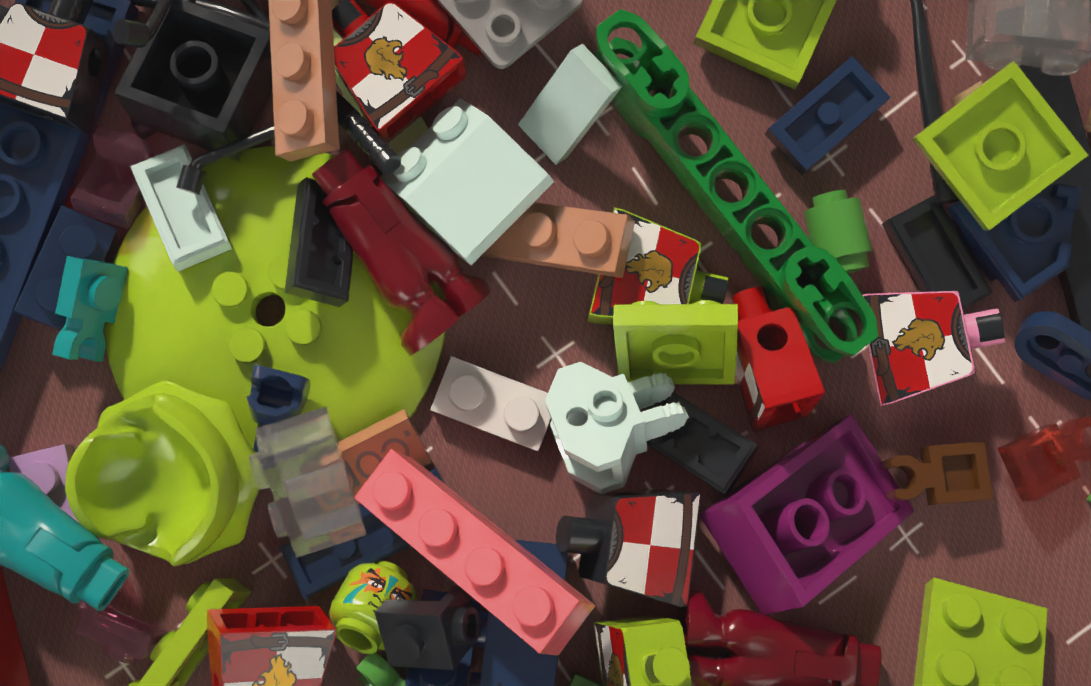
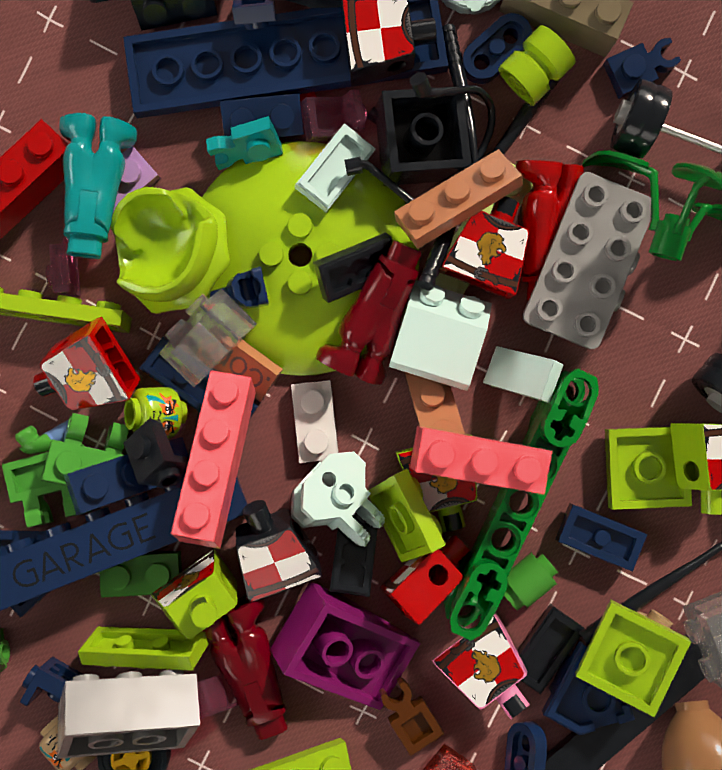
camera: 70 degrees right, 5 degrees up
(648, 202) = (480, 460): none -> coral brick

